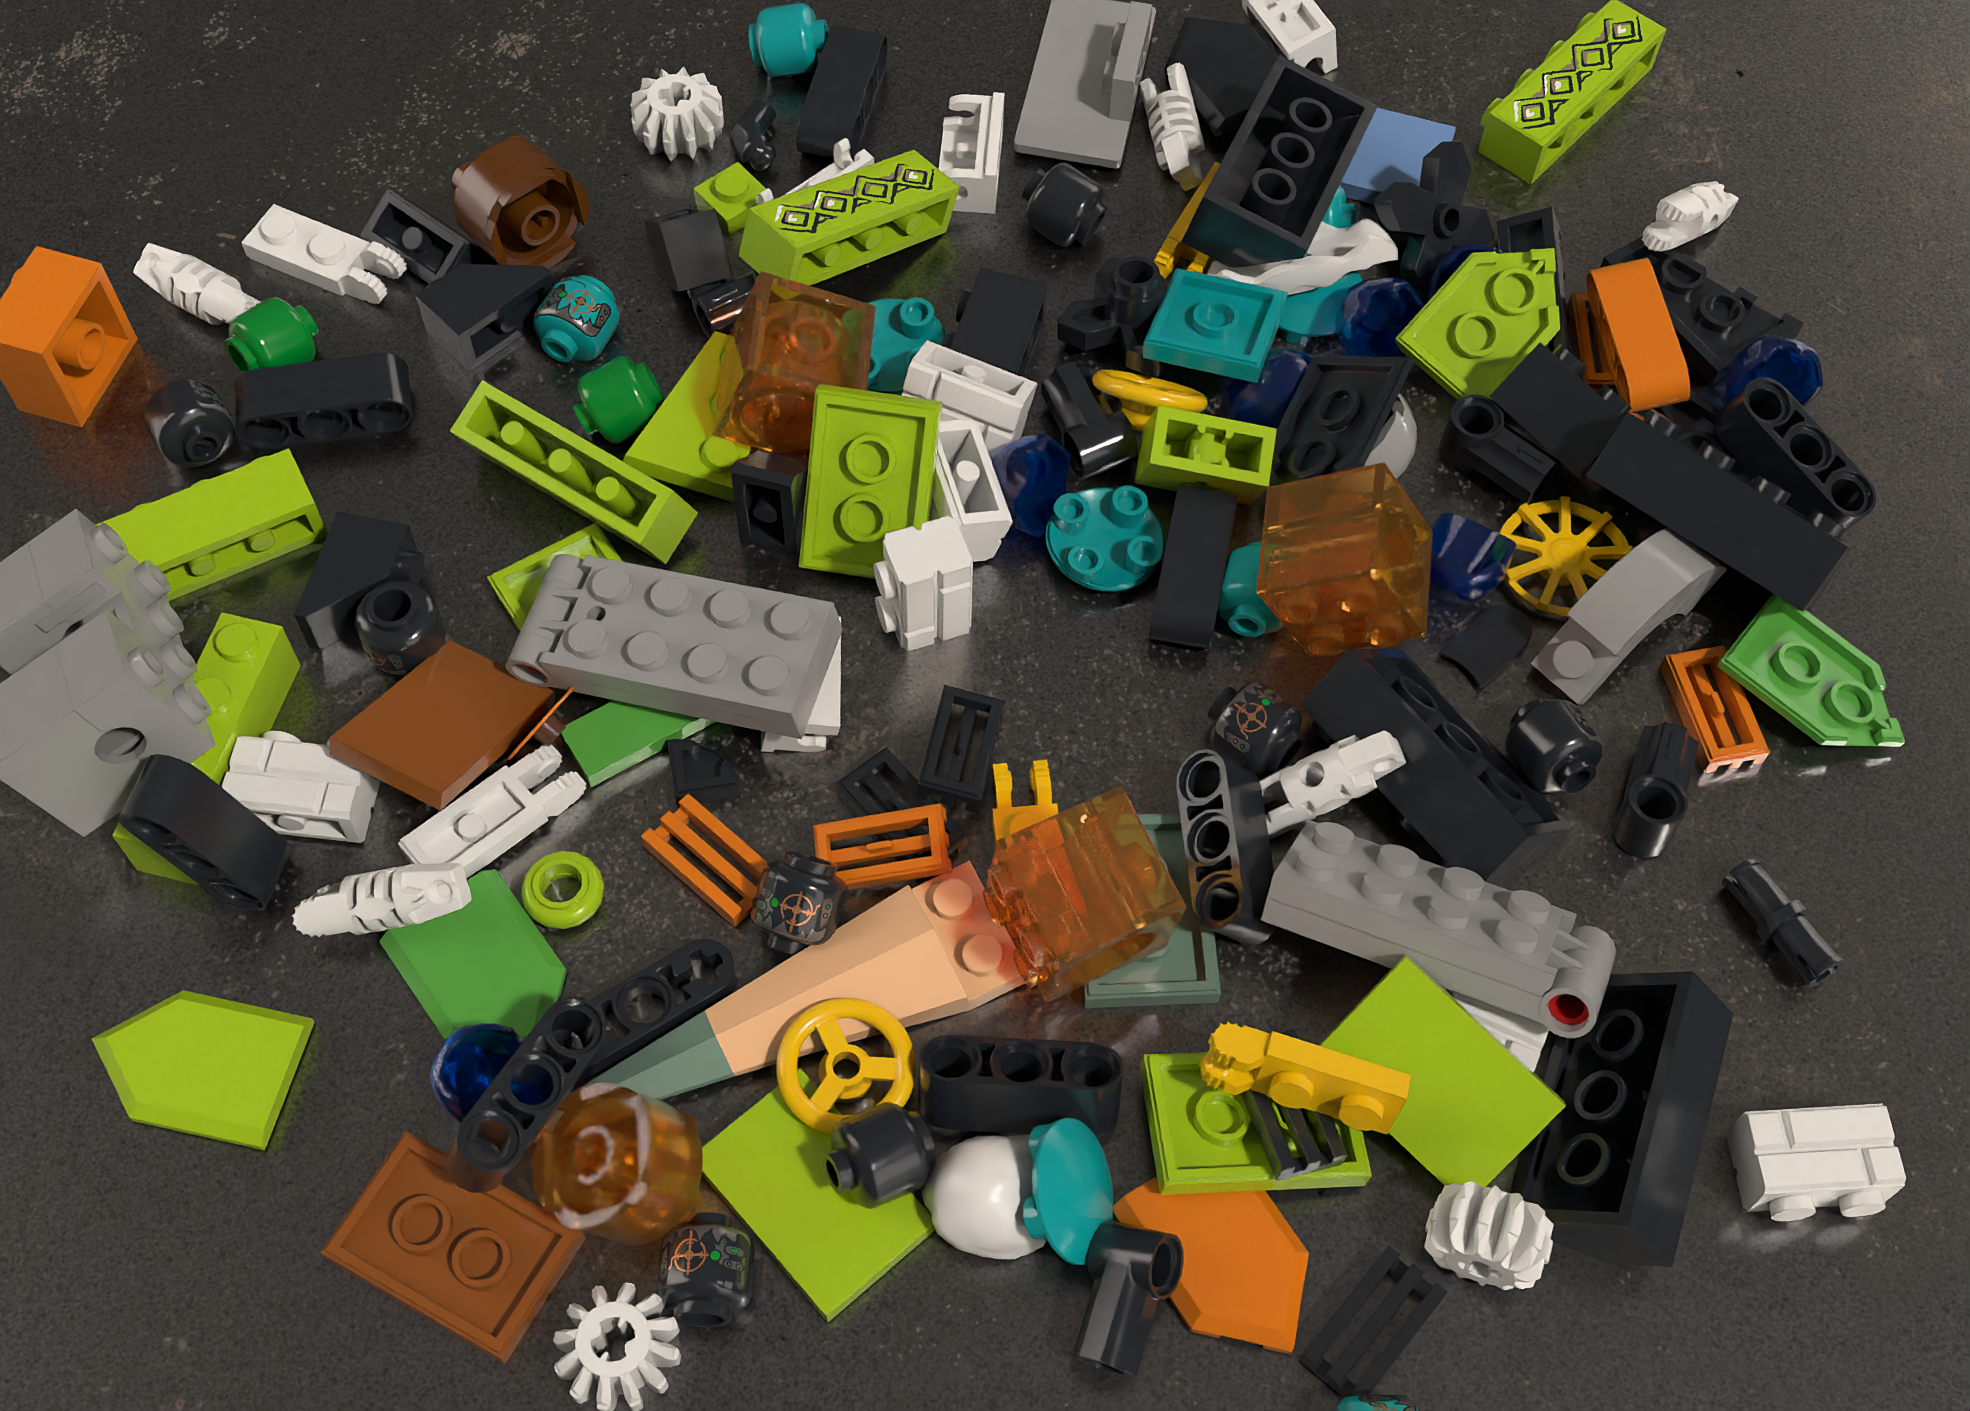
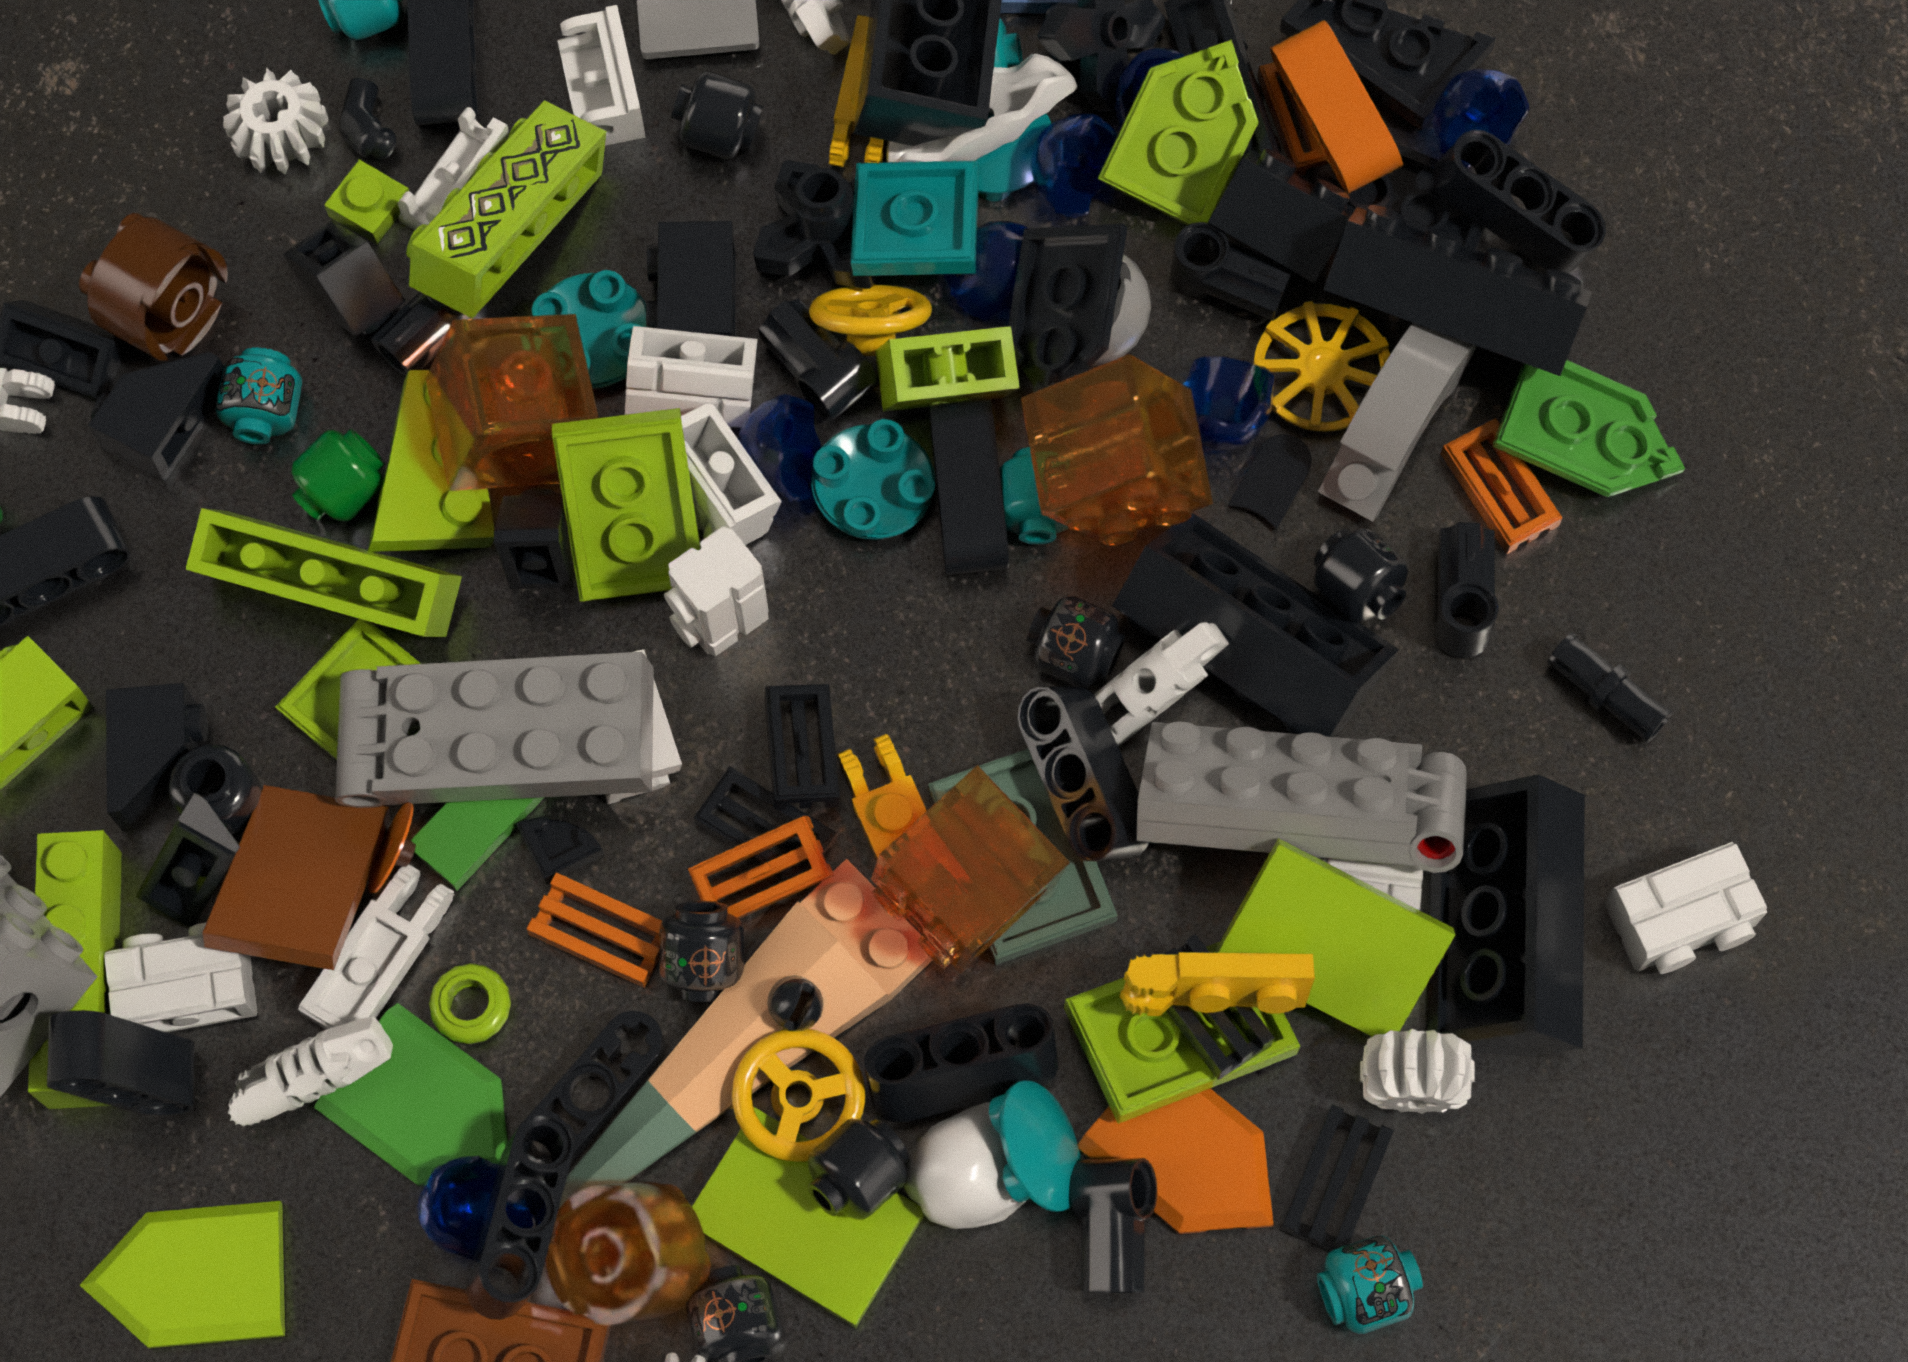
camera: 15 degrees left, 10 degrees up
(348, 676) = (189, 863): none -> black slope
(861, 964) = (784, 999): none -> black hinge

